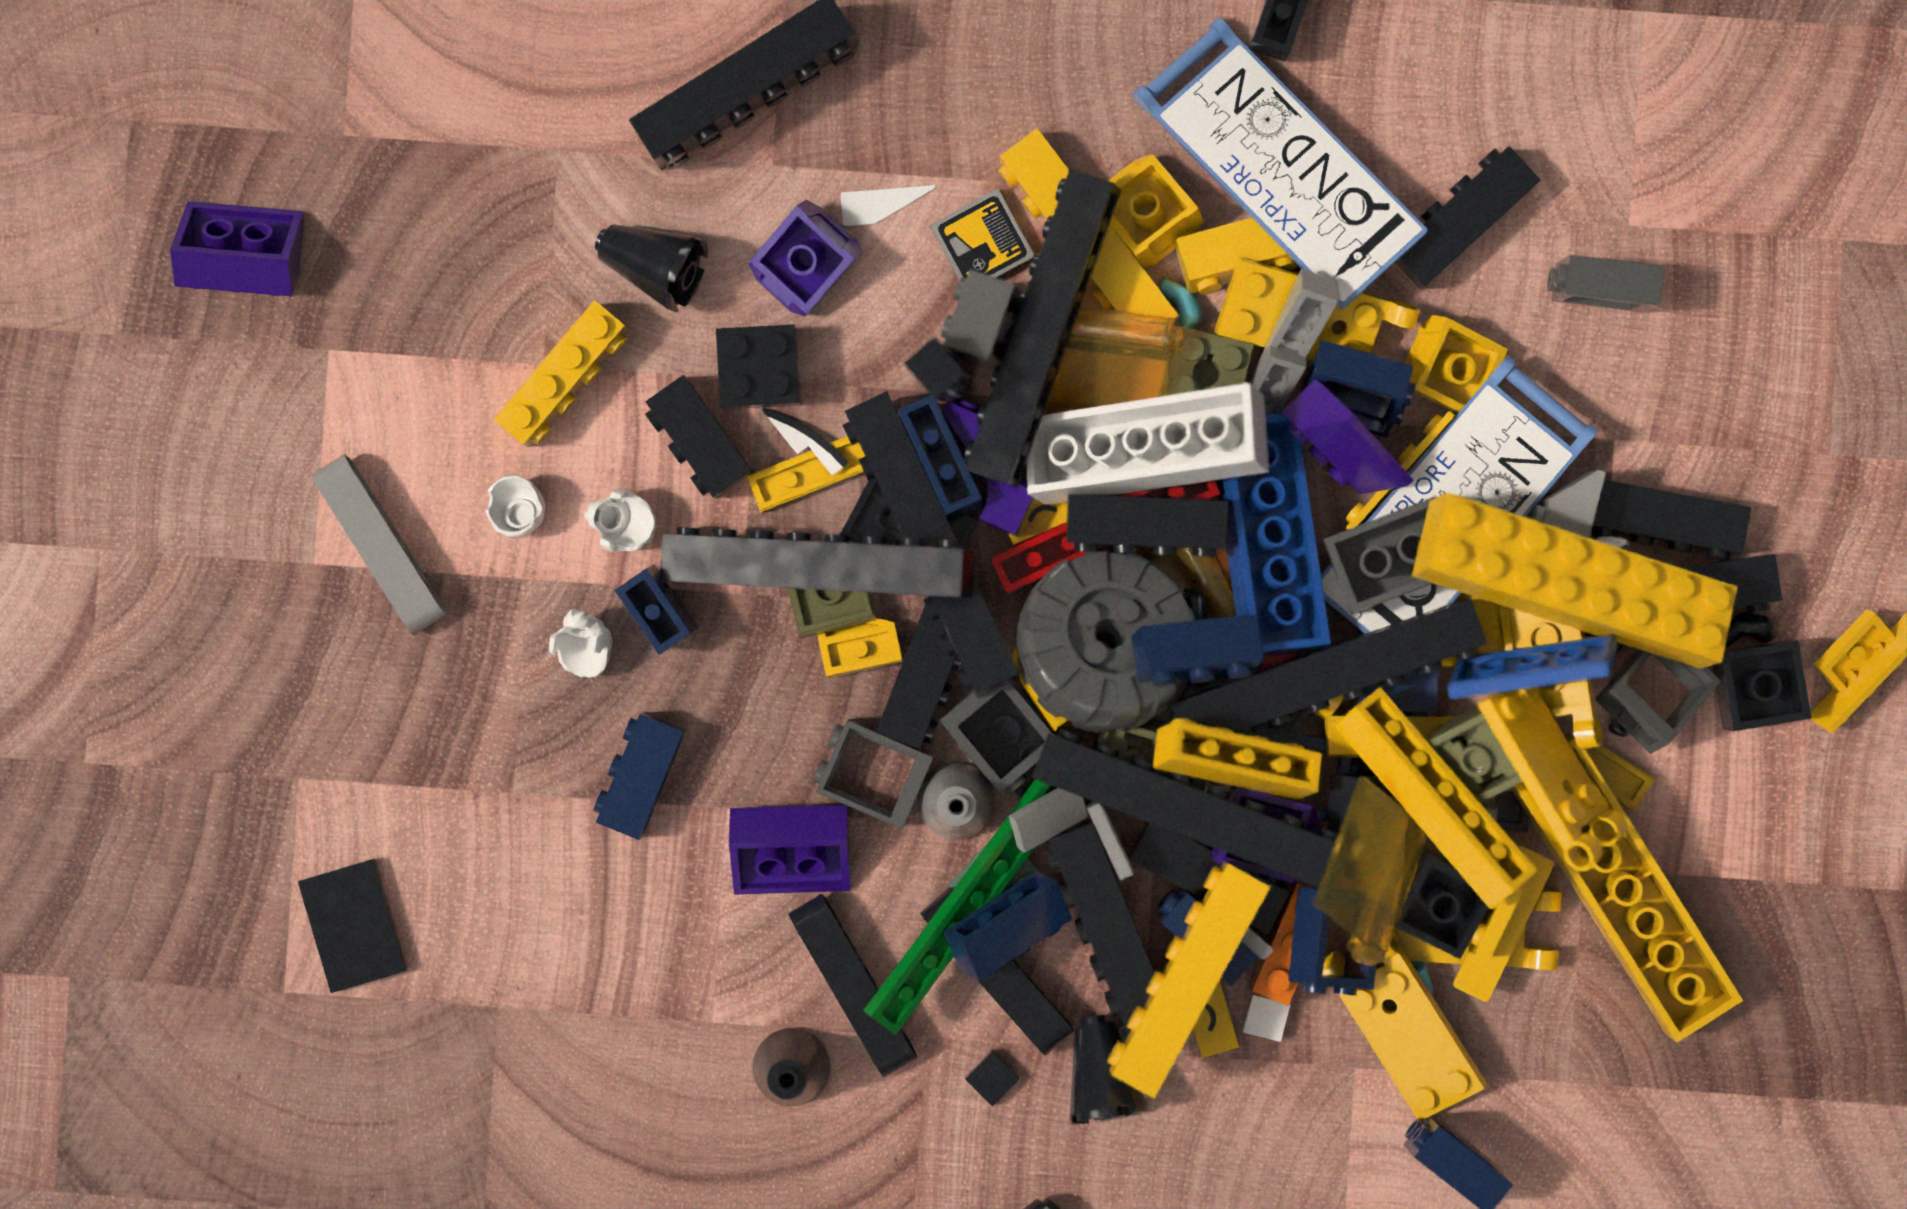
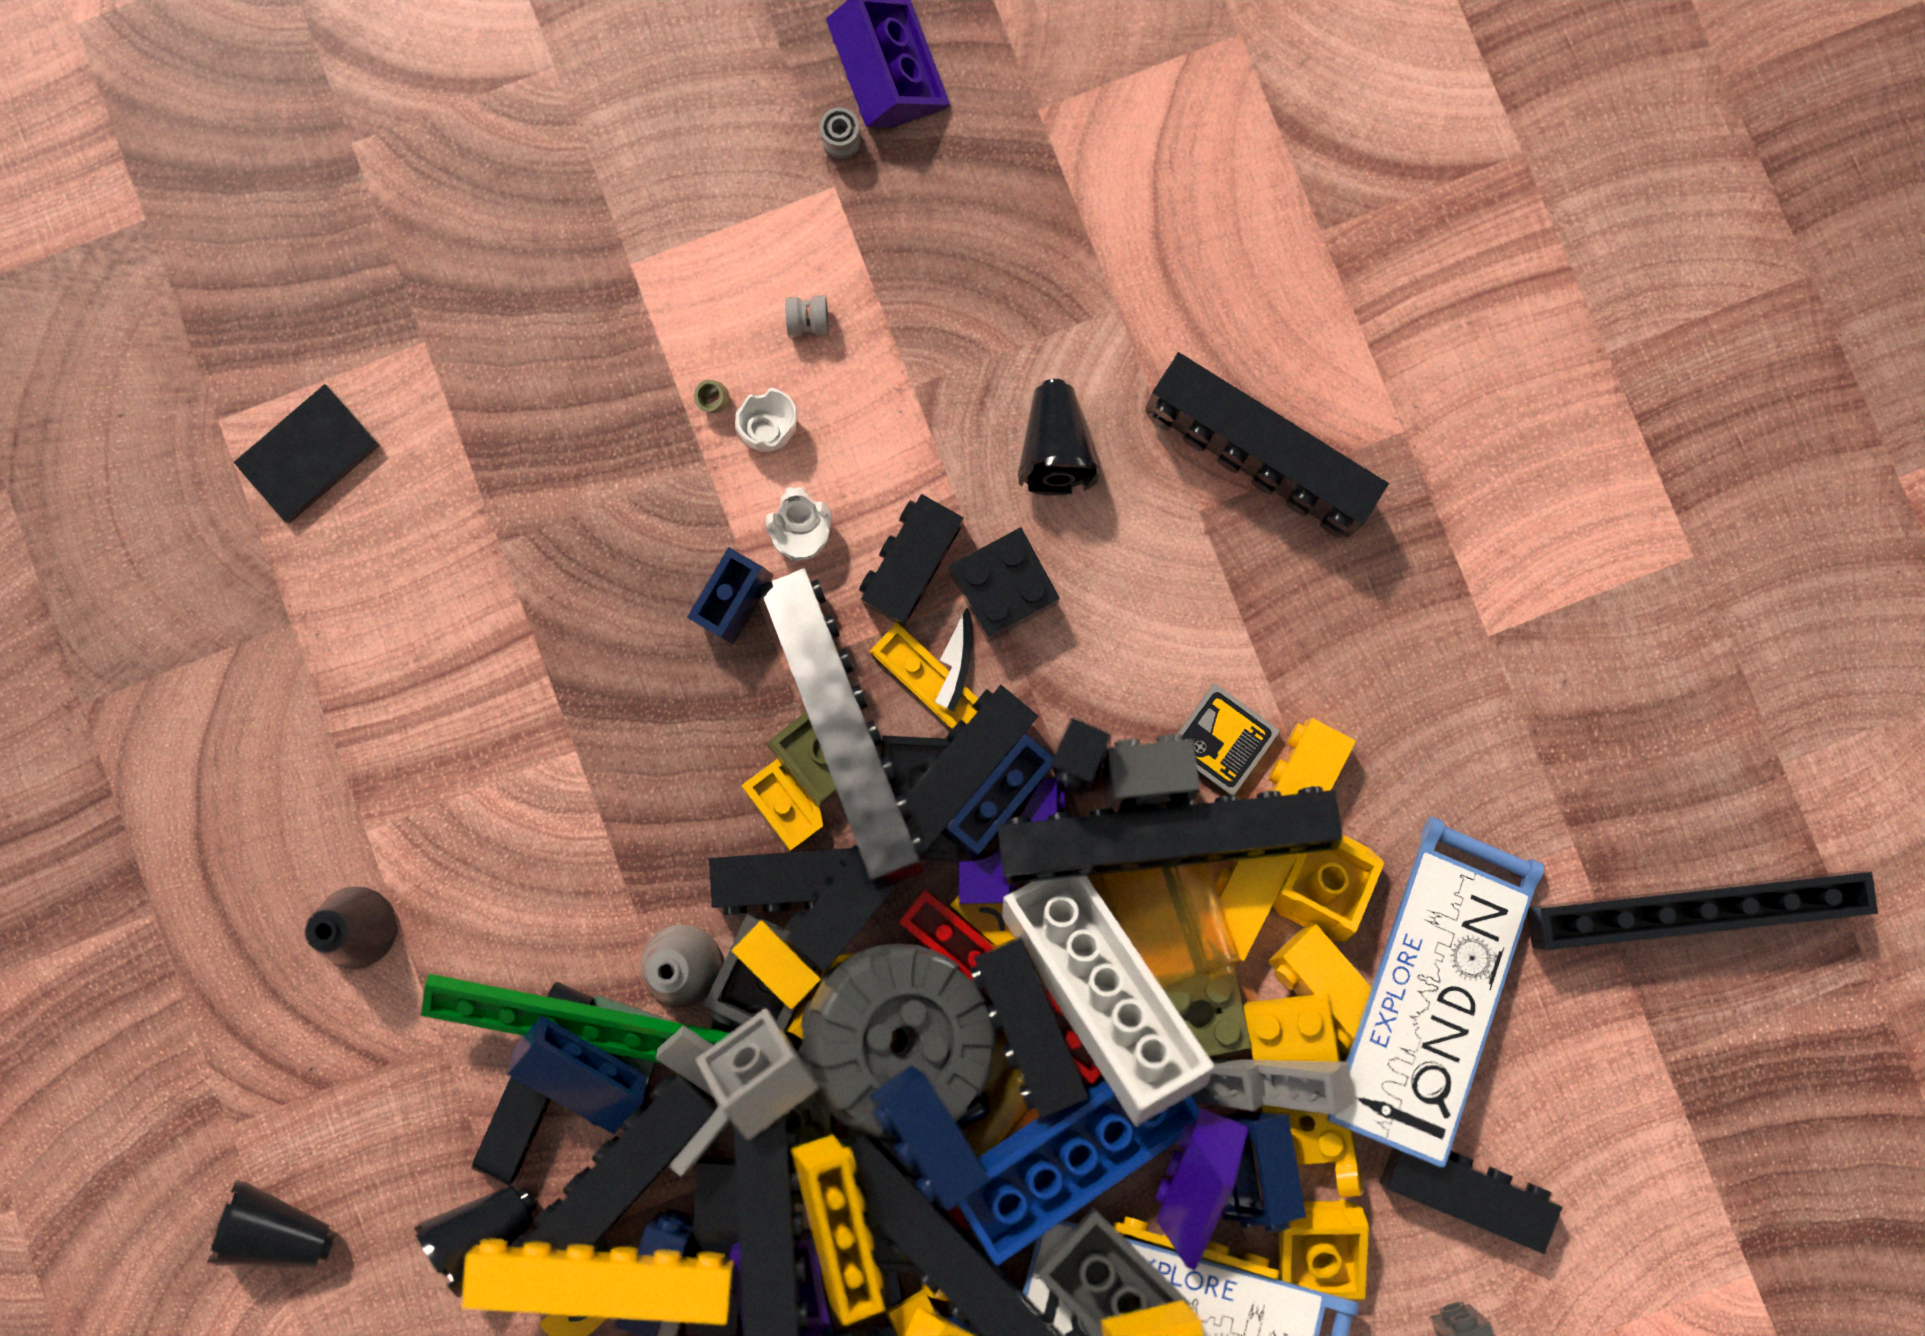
camera: 65 degrees right, 5 degrees down
(292, 322) = (842, 142): none -> light grey wheel
(379, 544) = (673, 313): light grey beam -> none
(433, 436) = (797, 316): none -> light grey wheel
(461, 545) = (709, 389): none -> olive hinge
(561, 374) = (910, 406): yellow brick -> none
(582, 644) = (666, 542): white hair -> none
(638, 775) = (567, 653): dark blue brick -> none
(789, 849) = (561, 828): dark purple slope -> none
(804, 258) = (1127, 580): dark purple slope -> none
(827, 770) = (651, 828): dark grey window -> none
(849, 982) = (460, 943): black beam -> none
(875, 205) = (1208, 624): white sticker -> none
(992, 1078) = (429, 1126): black tile -> none
(993, 713) = (776, 964): none -> yellow tile
(1077, 767) = (756, 1074): none -> light grey slope
(1186, 303) = (1258, 961): medium azure arm -> none

